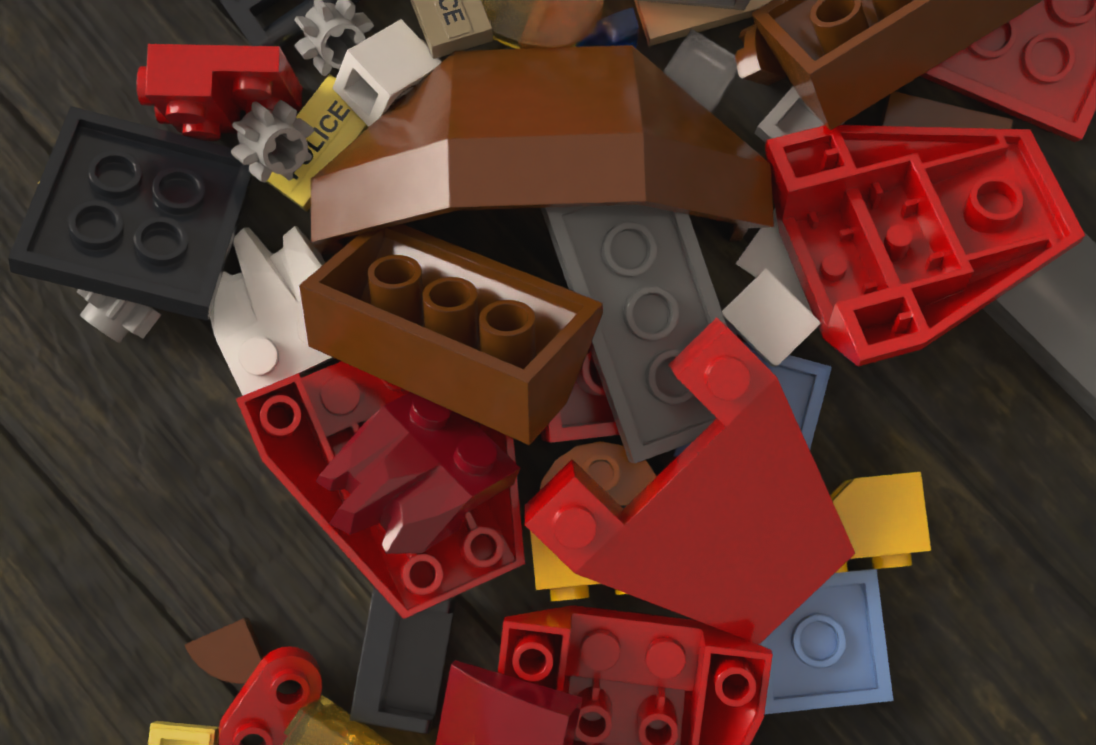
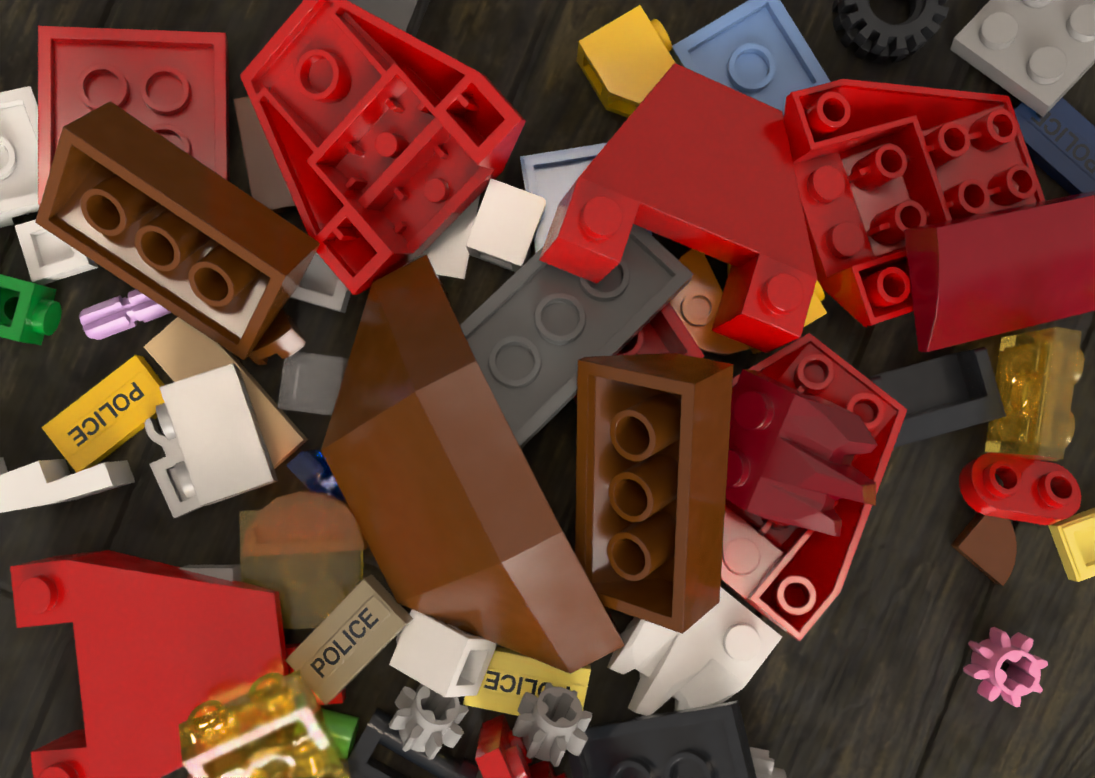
camera: 125 degrees left, 5 degrees up
(92, 596) = (1023, 669): none -> bright pink gear

